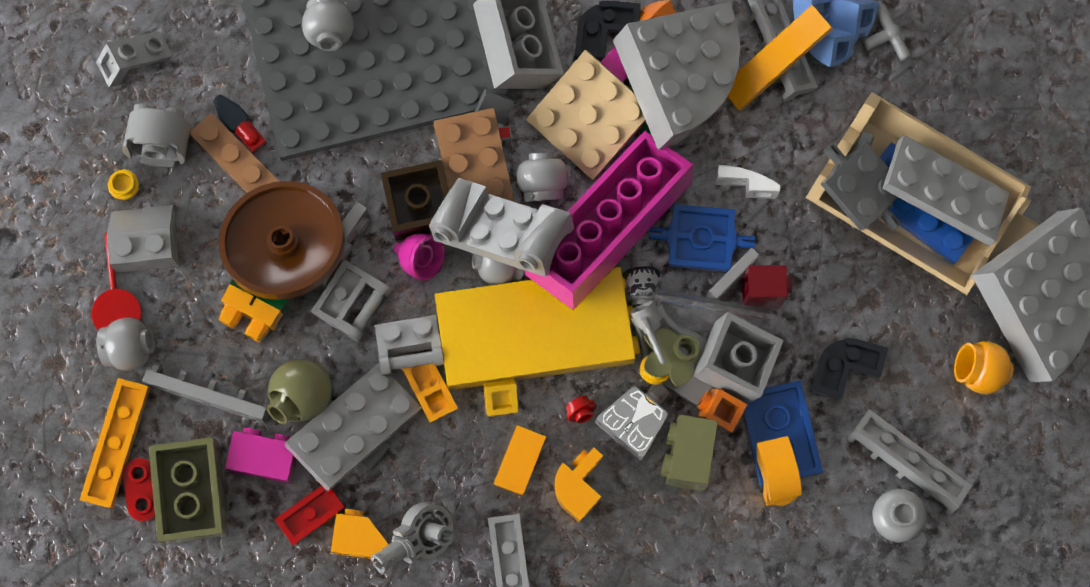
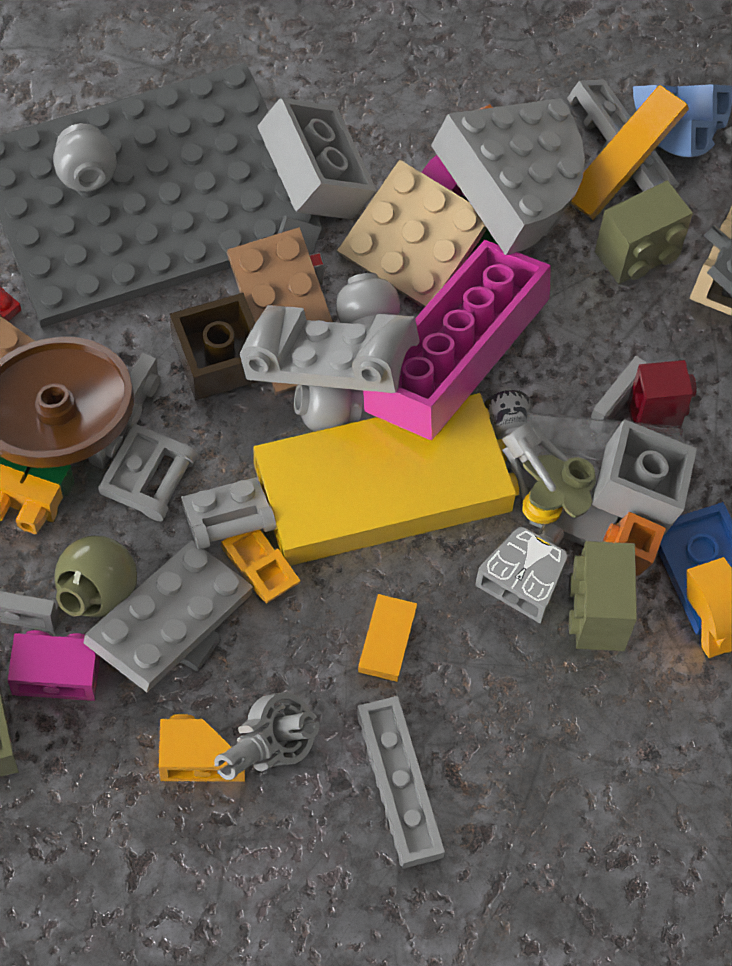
camera: 10 degrees left, 15 degrees down
(309, 514) = (123, 730): red plate -> none
(420, 256) = (229, 408): dark pink helmet -> none
(500, 397) = (353, 562): yellow plate -> none
(571, 491) = (461, 662): light orange brick -> none
(580, 409) = (456, 566): red plate -> none
(600, 20) = (410, 140): black plate -> none
(701, 238) = (571, 357): blue plate -> none
(756, 184) = (625, 290): white slope -> none
(777, 136) = (643, 232): none -> olive brick

